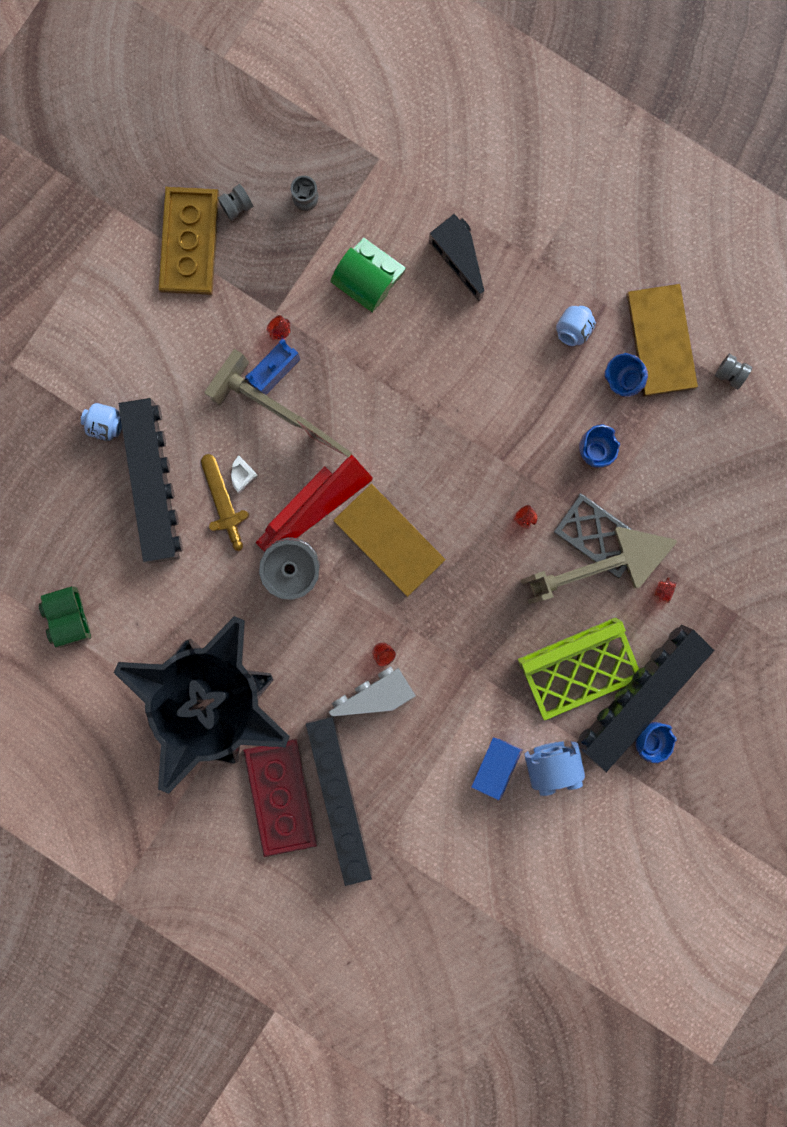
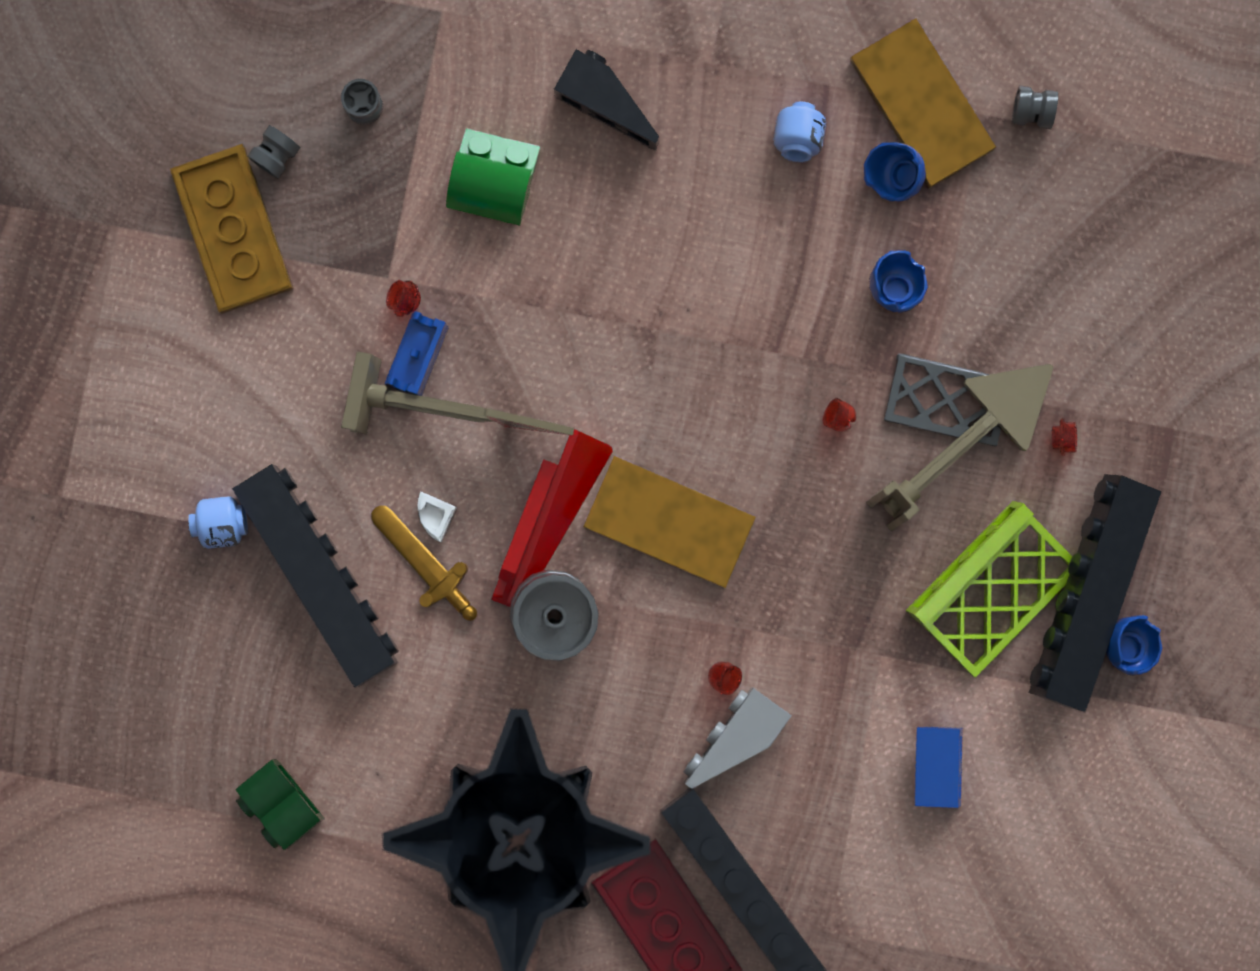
camera: 20 degrees left, 0 degrees up
(555, 767) = (1015, 733): medium blue brick -> none

